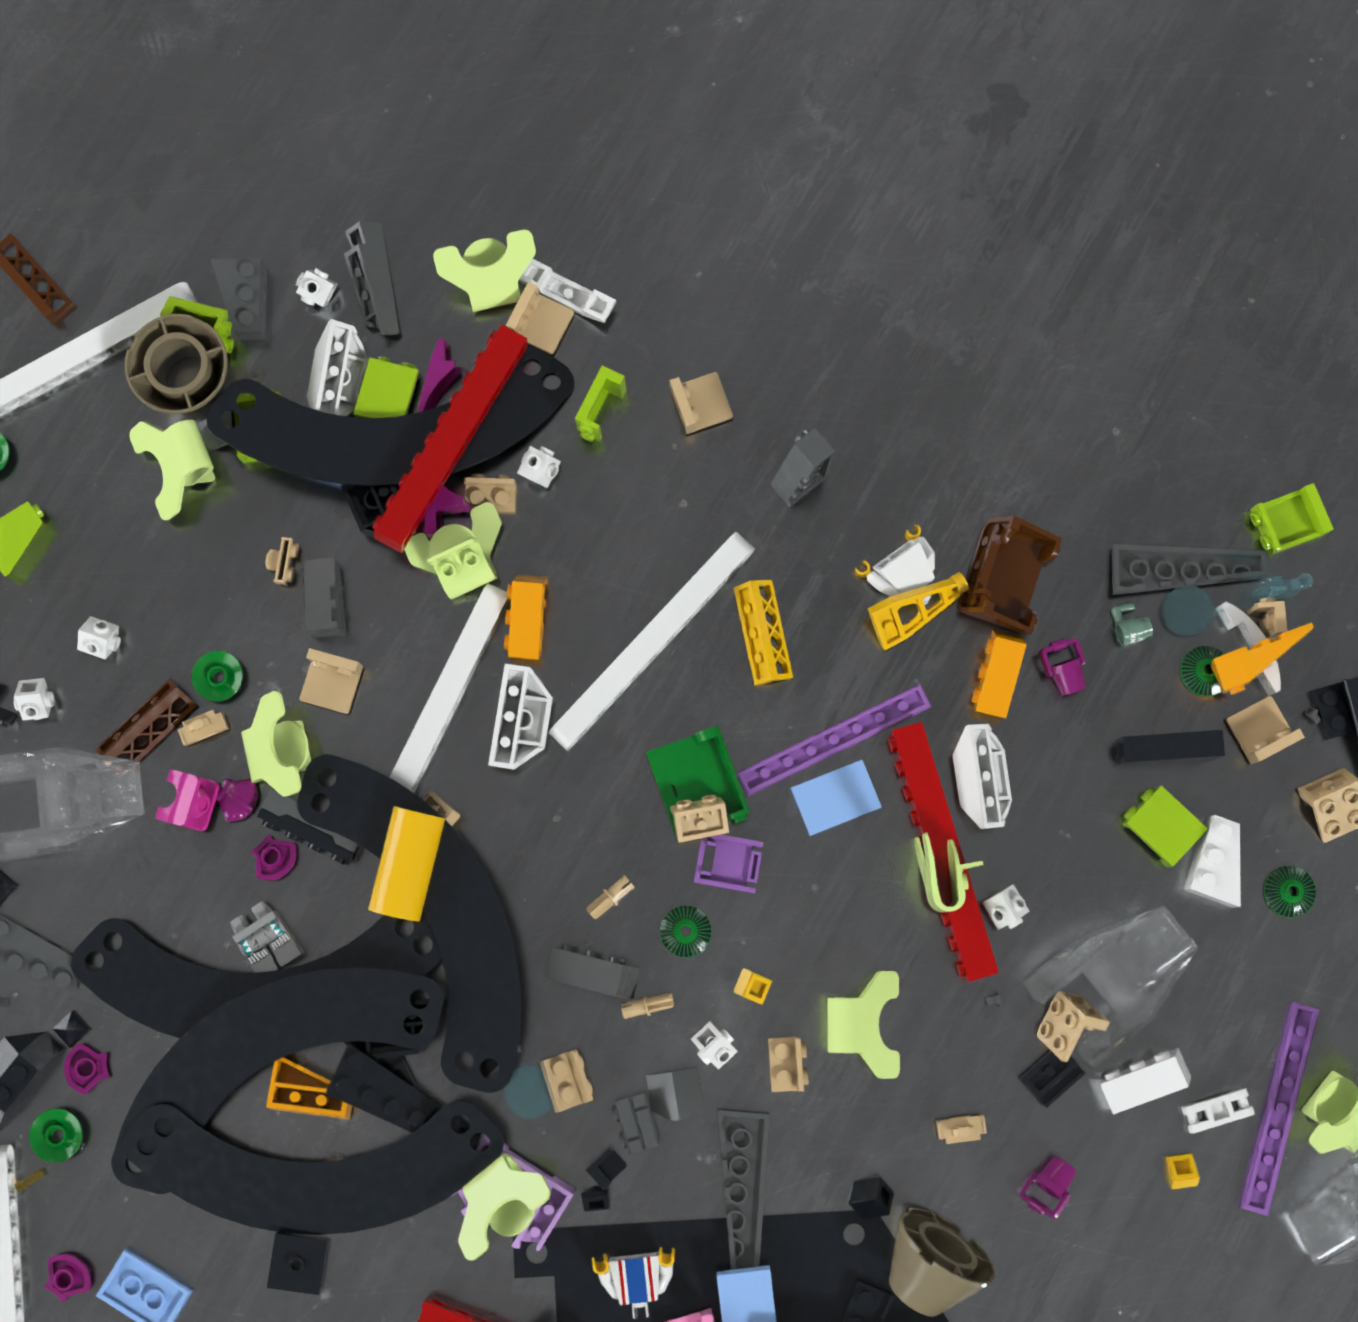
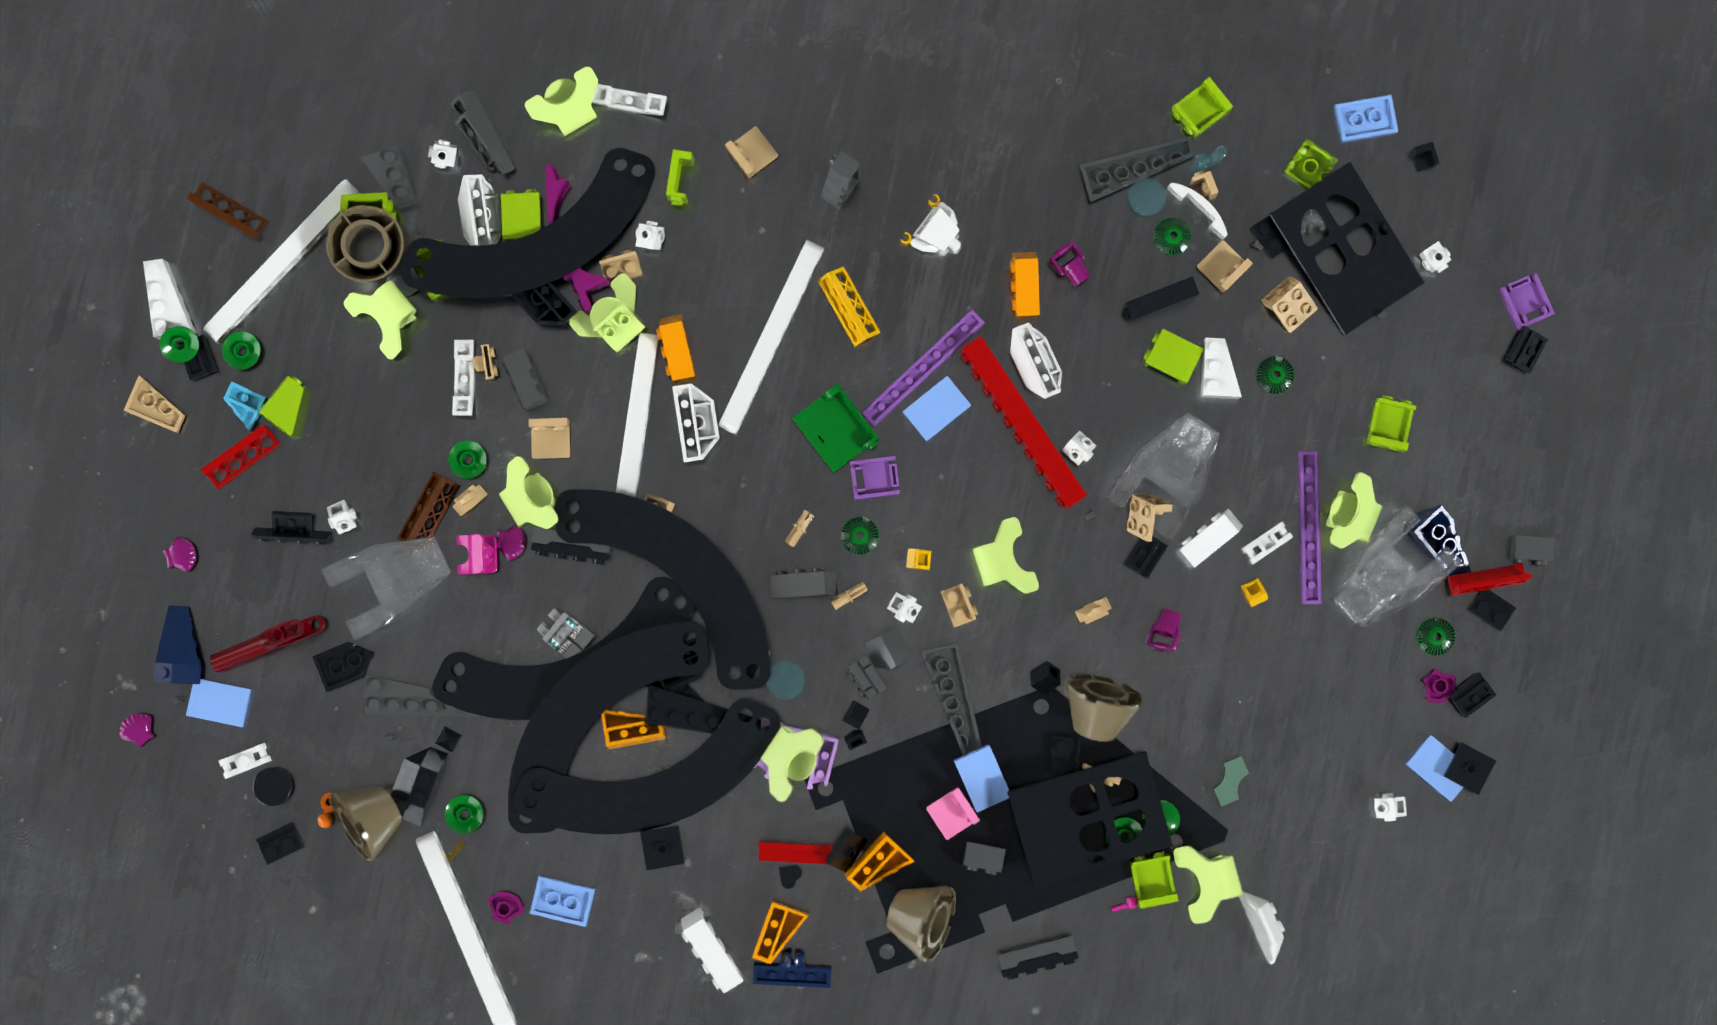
camera: 20 degrees left, 5 degrees up
(84, 1068) = (468, 762): magenta animal -> none
(98, 637) = (373, 458): white brick -> none
(248, 572) = (464, 378): none -> white slope
(274, 858) = (551, 576): magenta animal -> none
(406, 864) = (649, 548): yellow brick -> none
(450, 439) = (580, 236): red brick -> none
(540, 319) = (615, 127): tan bracket -> none
(566, 1080) = (809, 664): tan bracket -> none
(636, 1278) = (900, 782): torso -> none
(700, 818) = (845, 453): tan bracket -> none
(886, 617) = (933, 269): yellow plate -> none
(959, 881) = (1039, 439): yellowish green piece -> none
(1007, 571) = (1009, 209): reddish brown windscreen -> none
(1132, 629) = (1110, 223): sand green piece -> none
(1244, 665) = (1195, 226): light orange wedge -> none

